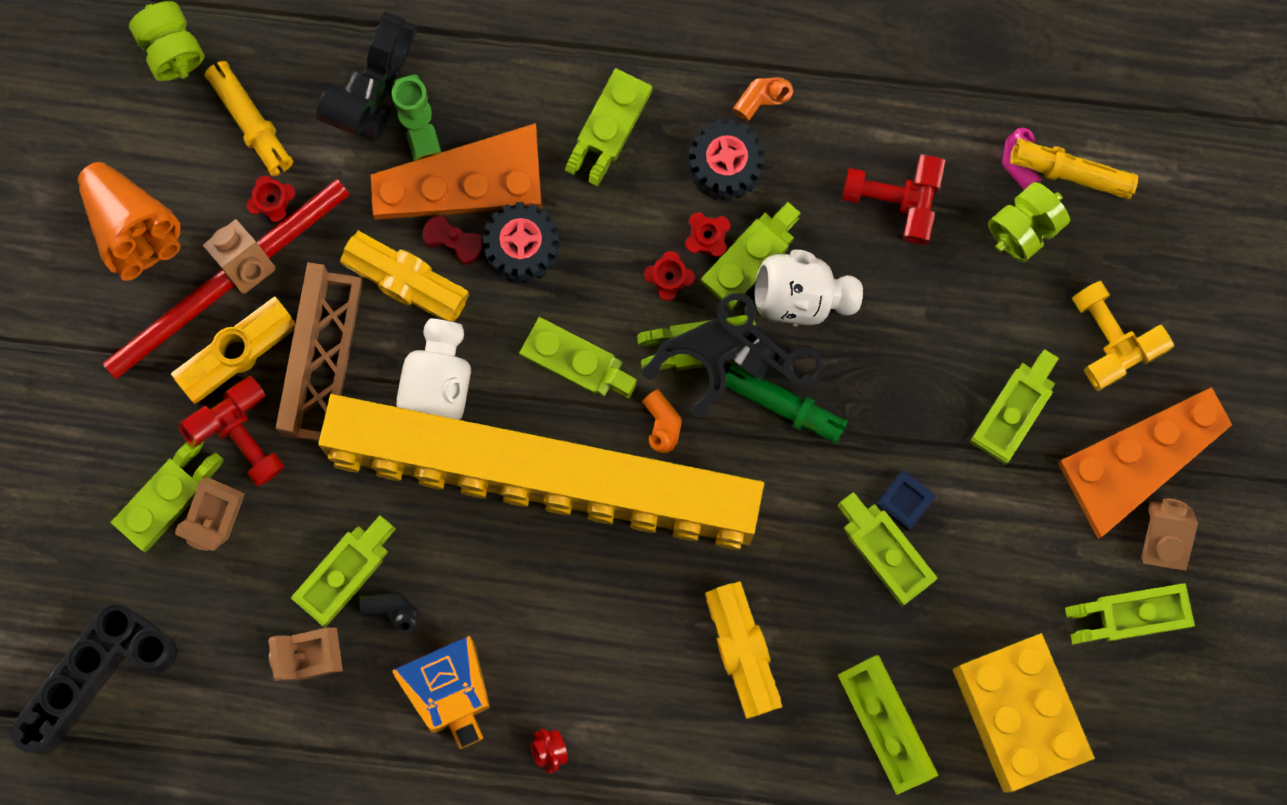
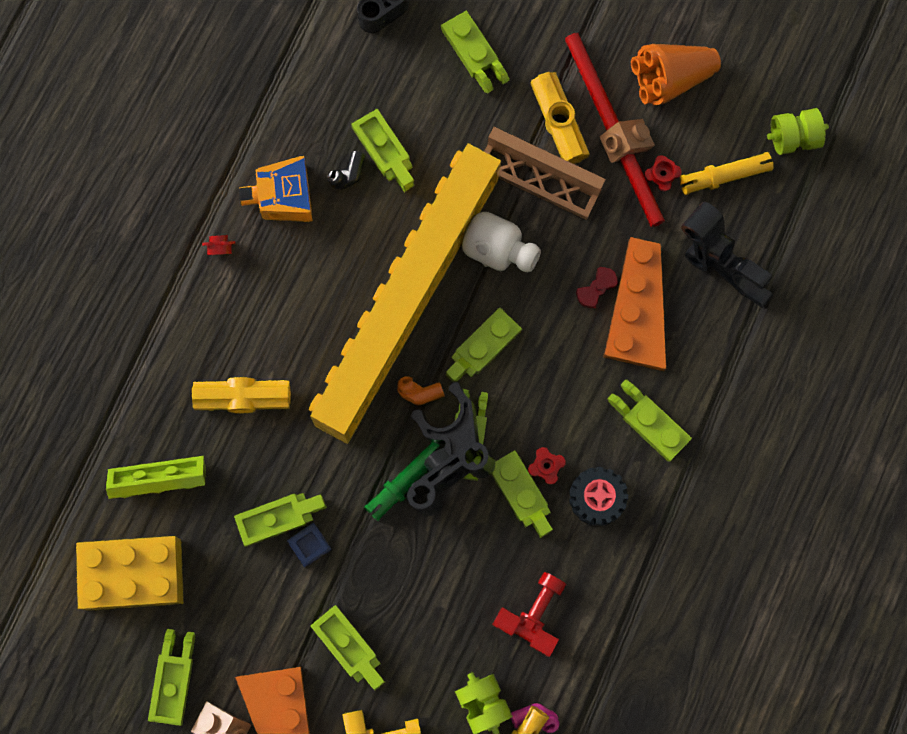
camera: 105 degrees right, 0 degrees up
(210, 515) = (449, 72): medium nougat bracket -> none
(228, 420) = (512, 101): red bar -> none
(305, 655) = (336, 106): medium nougat bracket -> none
(404, 277) = (577, 245): yellow piece -> none
(415, 114) = (699, 282): bright green bar -> none
(521, 227) = (583, 321): black wheel -> none
(669, 264) = (527, 420): red plate -> none
(761, 93) = (643, 540): orange arm -> none
(803, 290) = (482, 518): white piece -> none

